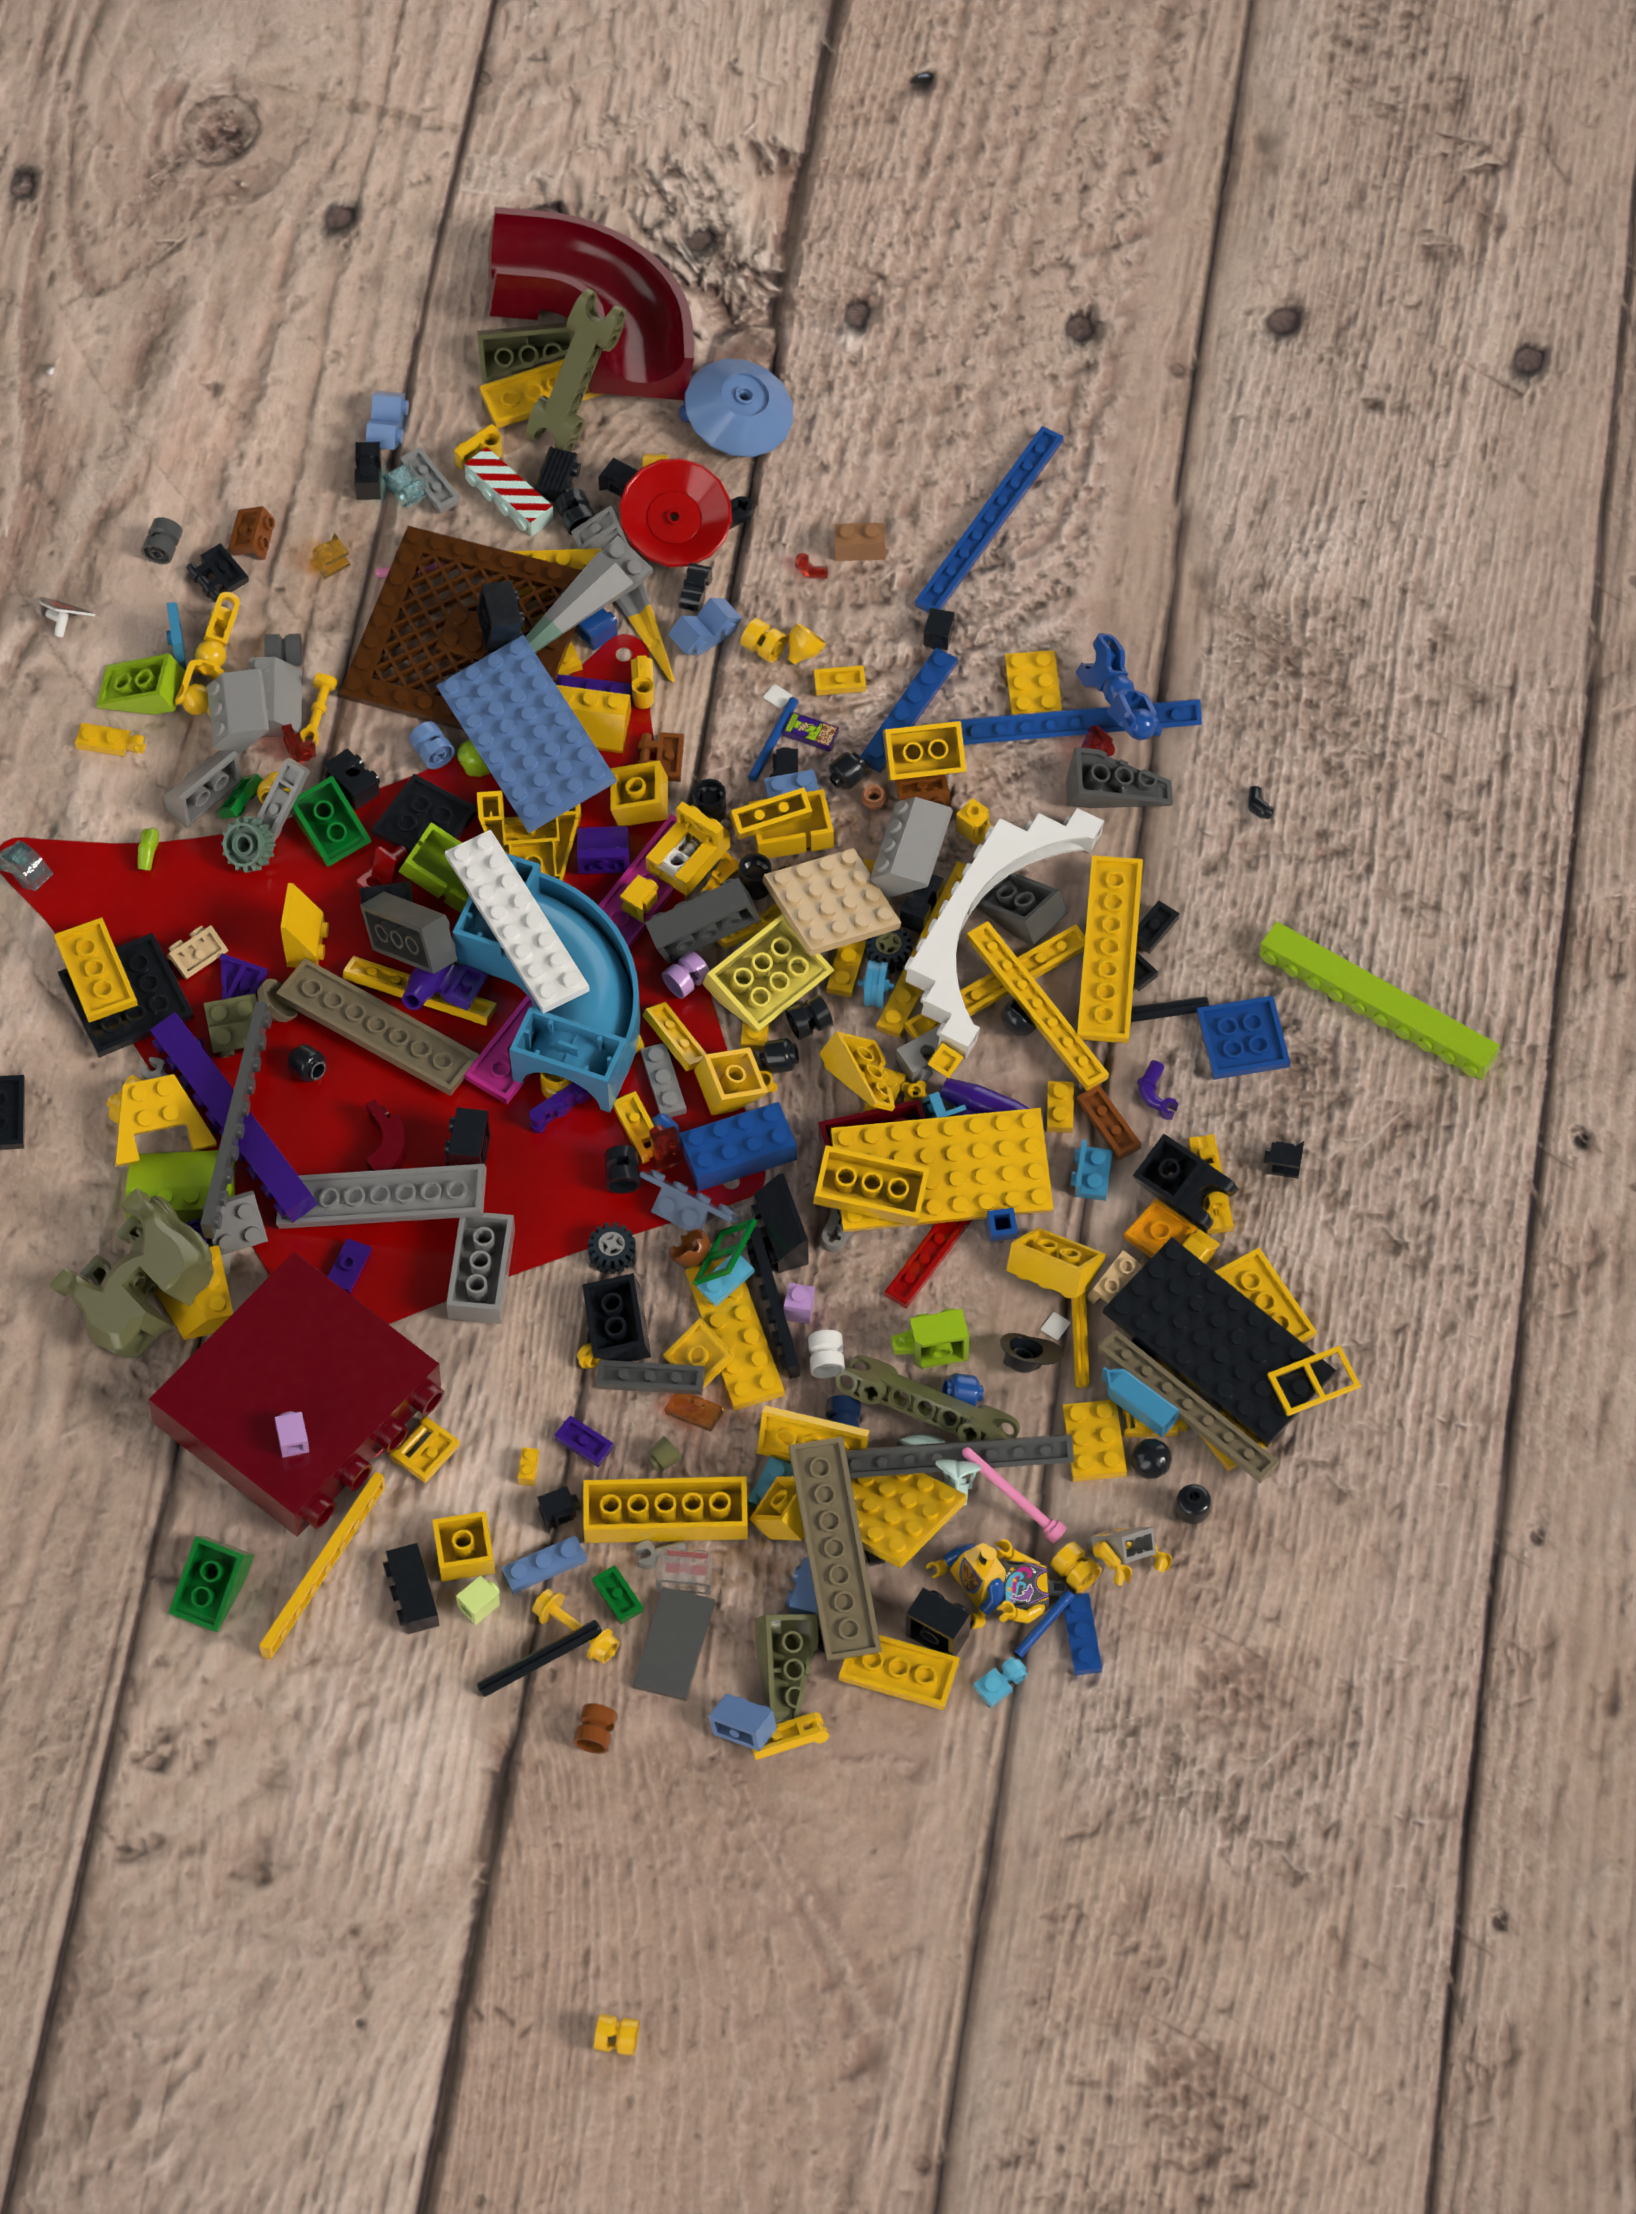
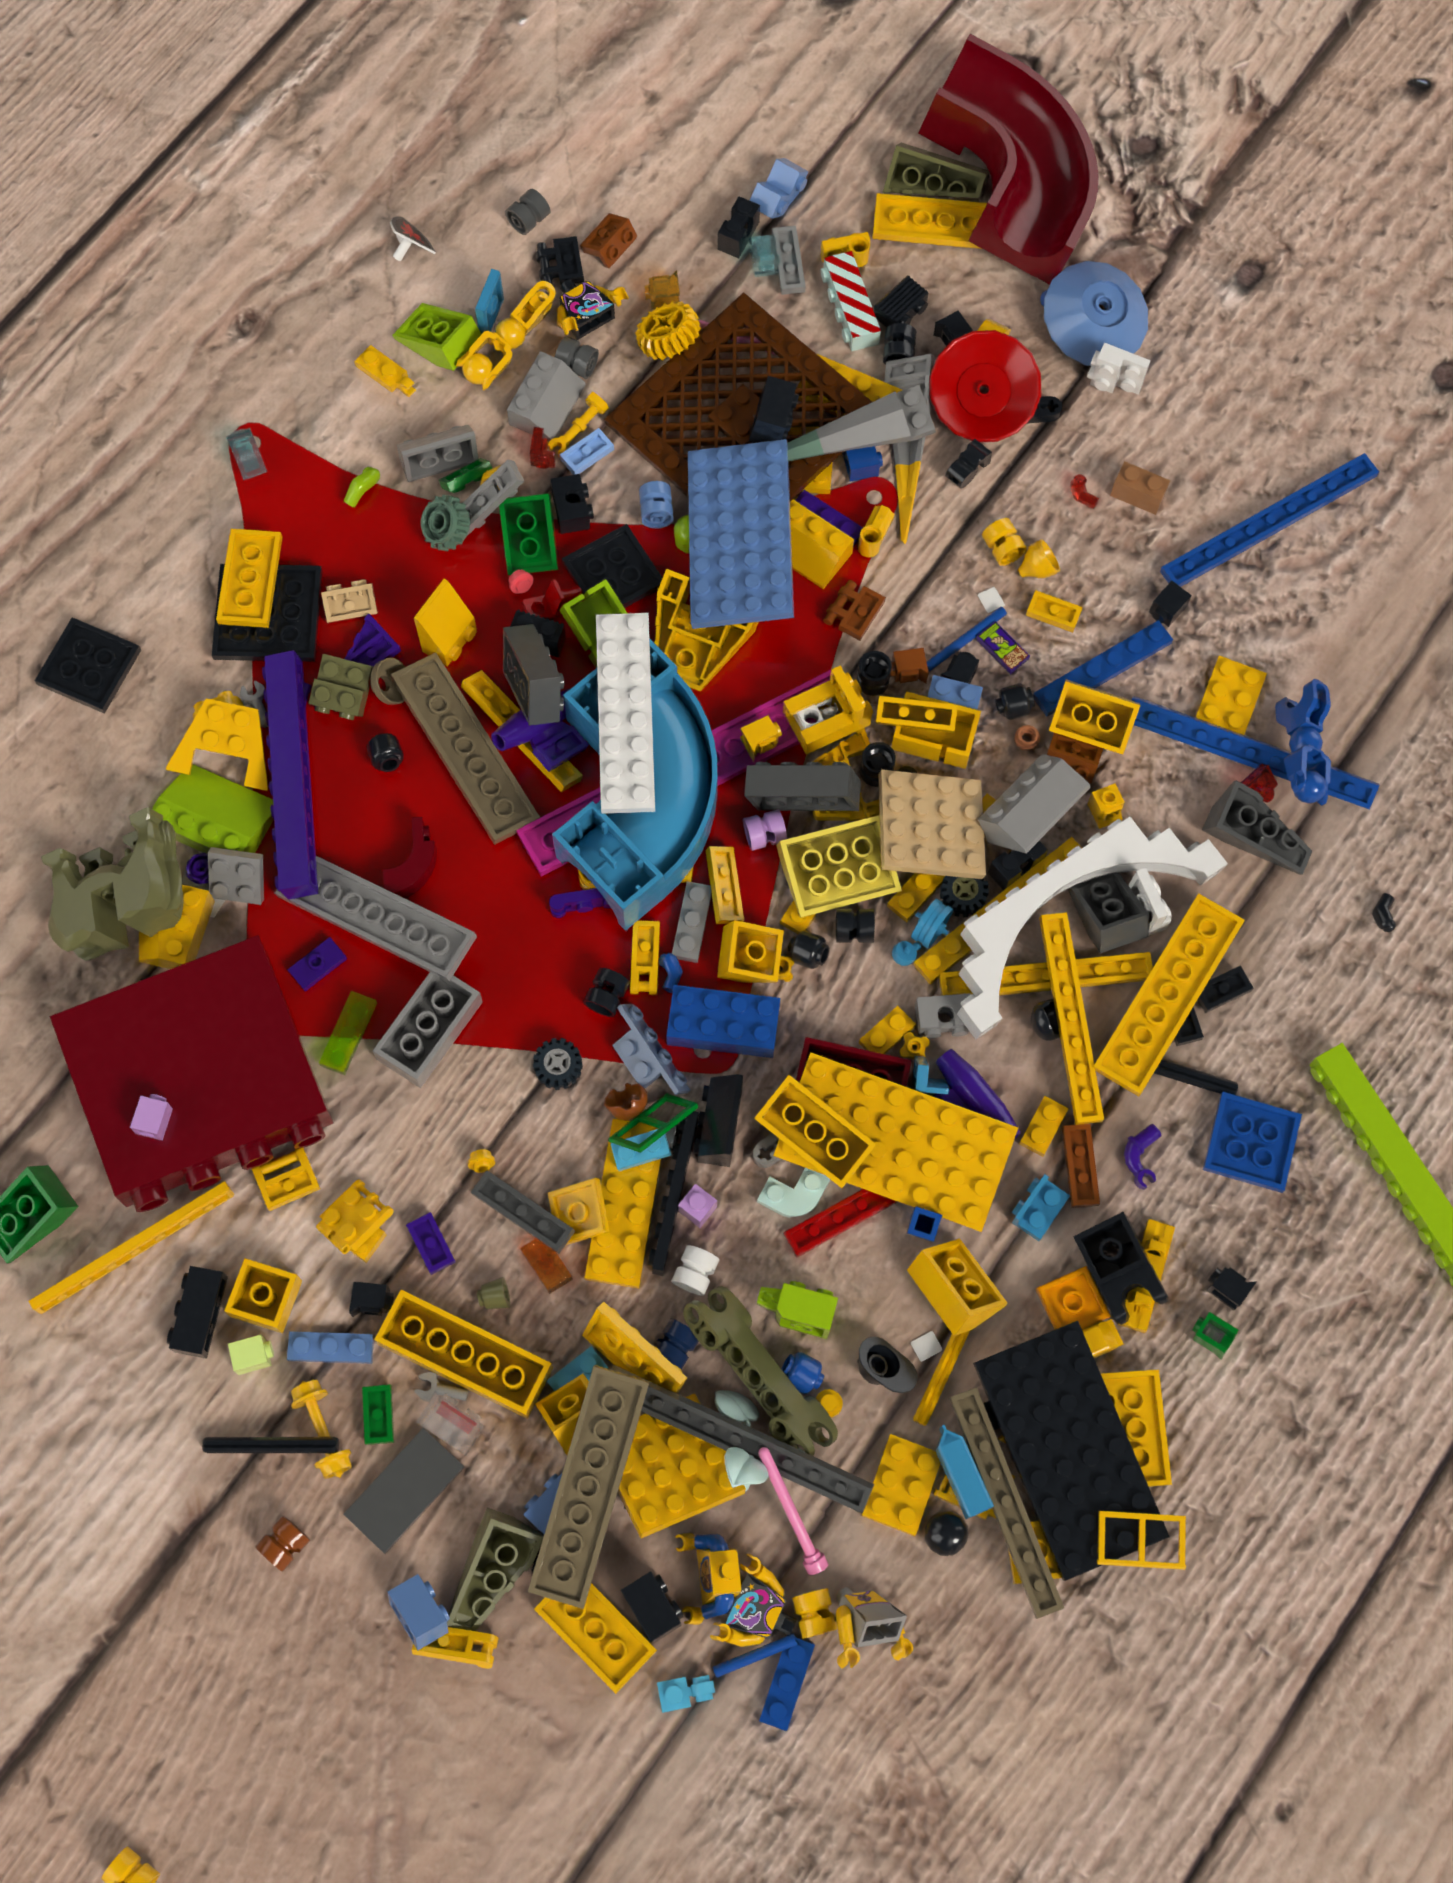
camera: 25 degrees right, 10 degrees up
(234, 1124) = (275, 786): dark grey plate -> none
(237, 709) = (499, 394): light grey slope -> none
(267, 601) = (586, 307): none -> torso
(339, 728) = (587, 452): none -> light blue plate
(344, 865) = (520, 581): none -> coral plate
(356, 589) = (668, 330): none -> yellow gear
(411, 1306) = (348, 1033): none -> clear neon green plate
(468, 1137) = (480, 900): black brick -> none
(504, 1451) = (353, 1218): none -> yellow plate
(590, 337) = (986, 188): olive piece -> none
(602, 850) = (755, 673): dark purple bracket -> none
(617, 1319) = (521, 1139): black slope -> none
(639, 793) = (813, 636): yellow brick -> none
(665, 1147) = (654, 990): clear red tile -> none
(707, 629) = (958, 508): medium blue brick -> none
(738, 781) = (909, 666): none -> dark orange window
(786, 446) = (1117, 368): none -> white plate
(860, 1067) = (873, 999): yellow wedge -> none
(864, 1020) = (905, 952): none -> dark azure piece
(876, 1265) = (795, 1201): none -> light aqua plate
(945, 1060) = (955, 1032): yellow plate -> none
(999, 1402) = (830, 1401): none -> yellow plate
(1046, 872) = (1149, 893): none -> white plate
(1115, 1278) = (1004, 1332): tan bracket -> none
(1193, 1504) = (951, 1609): black head -> none
(1291, 1200) = (1214, 1334): none -> green window

